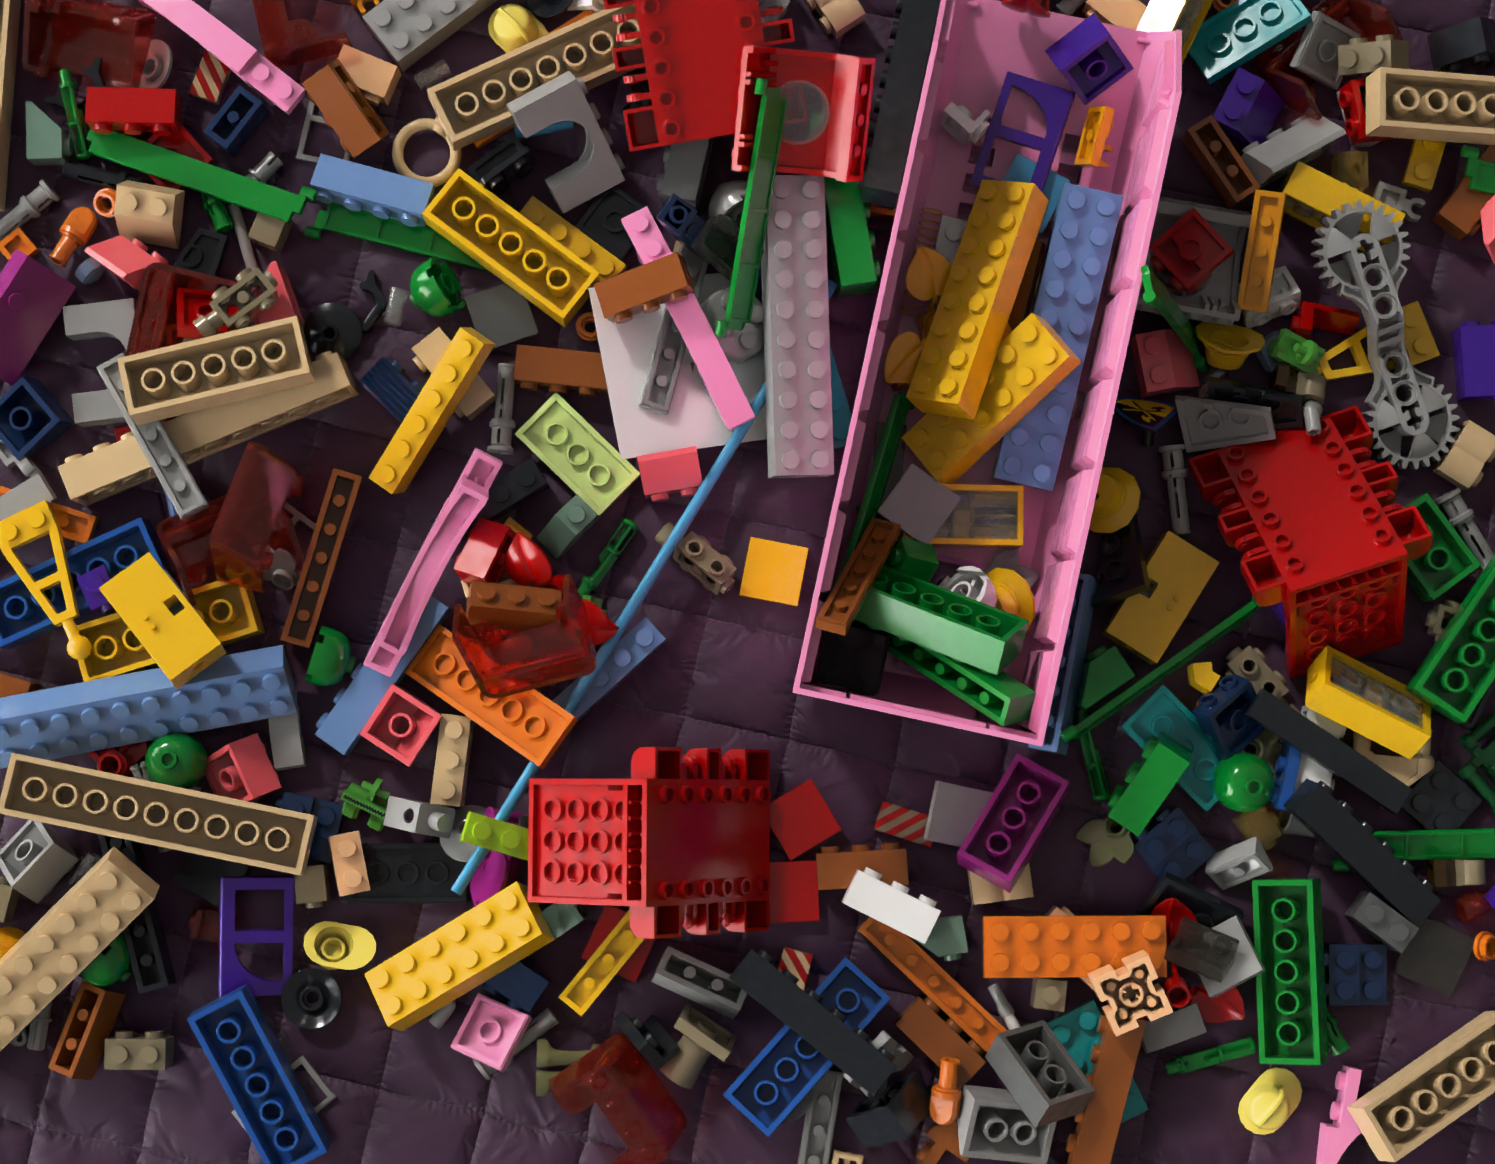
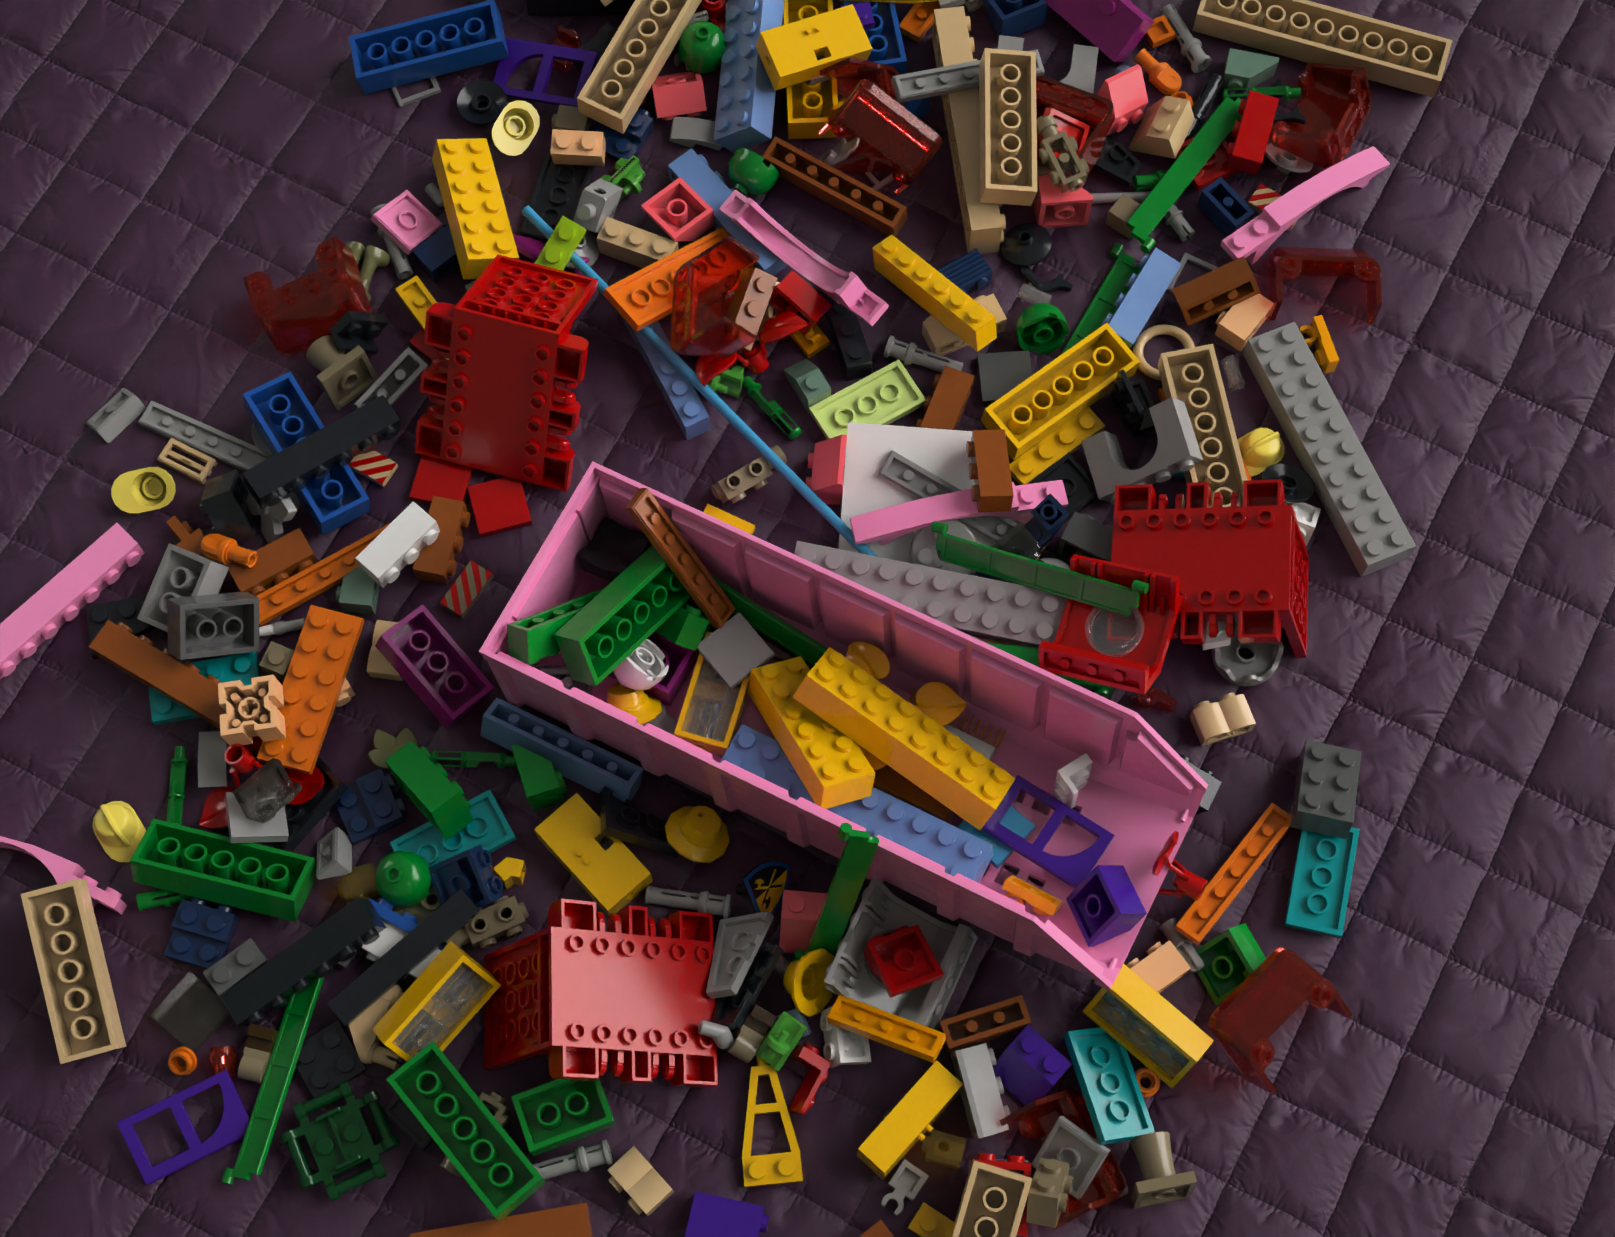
camera: 105 degrees right, 15 degrees down
(954, 812) = (464, 625): light grey tile -> none
(1075, 732) = (519, 816): green piece -> none
(1385, 334) = (773, 1123): light grey beam -> none

